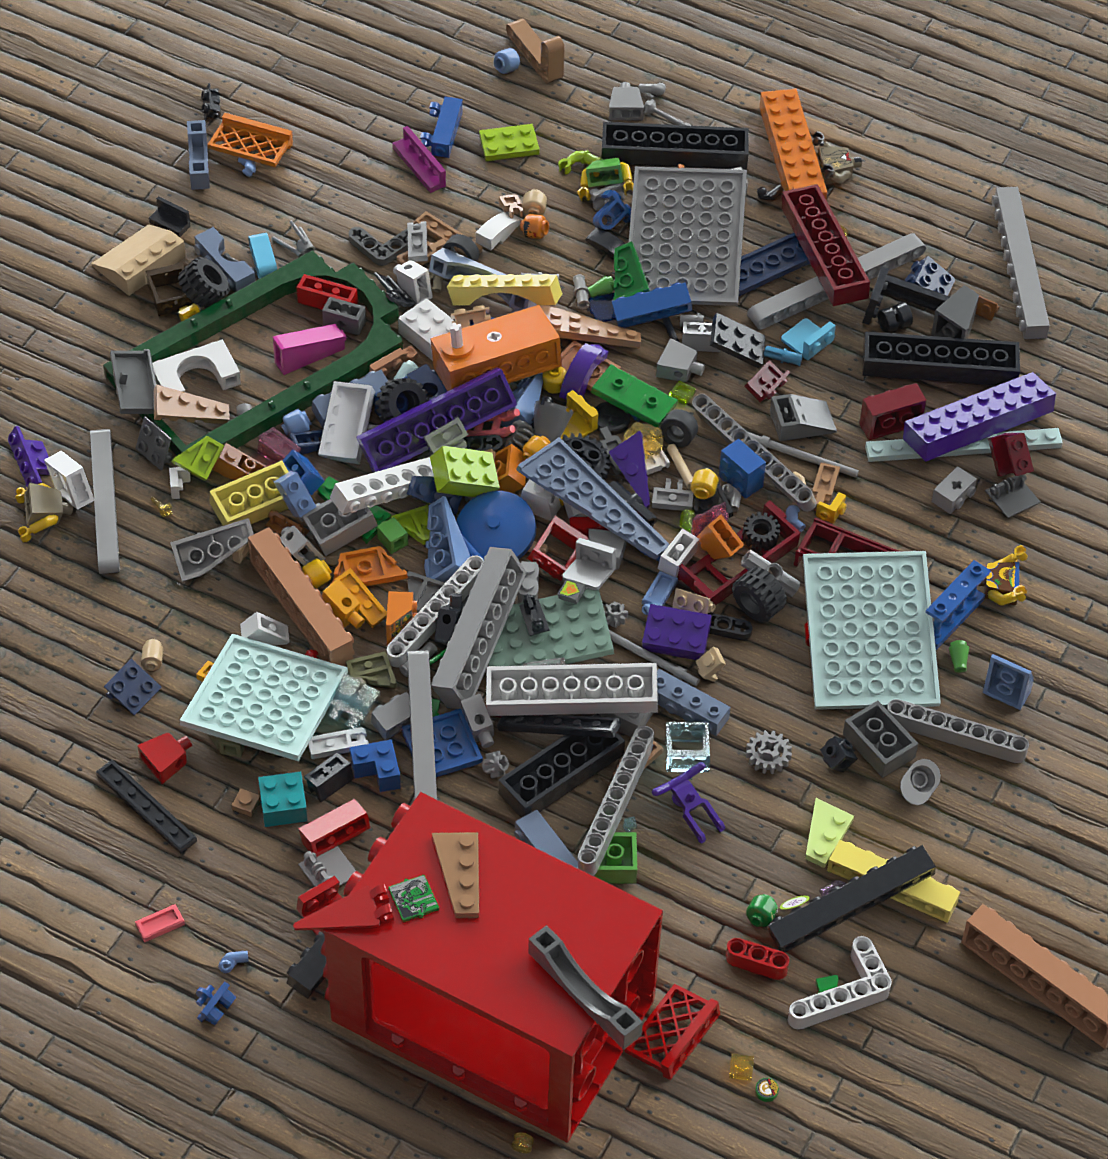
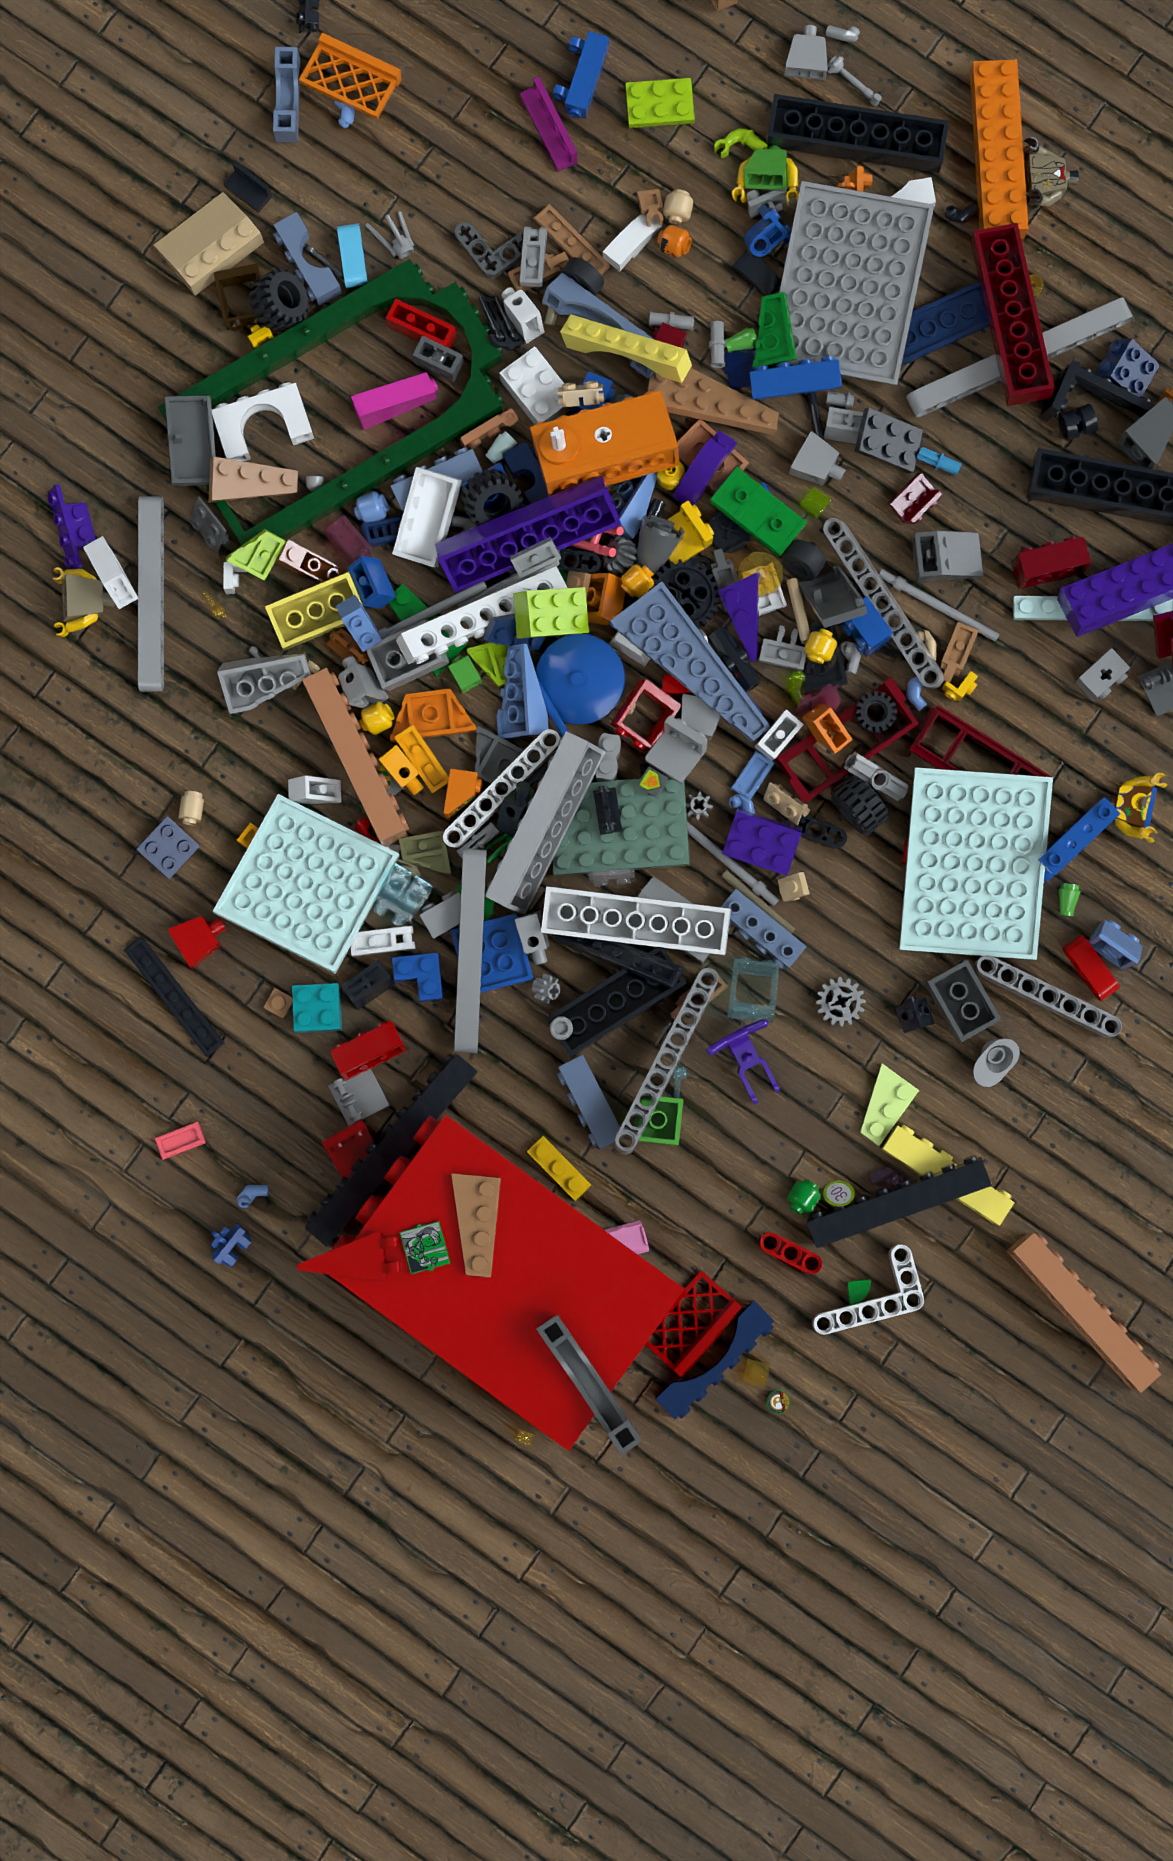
camera: 10 degrees right, 30 degrees up
(514, 784) = (561, 1028): none -> light grey tile
(671, 1088) = (680, 1394): none -> dark blue arch
(714, 443) = (833, 597): none -> dark grey container
(808, 338) = (972, 439): medium azure bracket -> none
(991, 706) = (1091, 968): none -> red beam

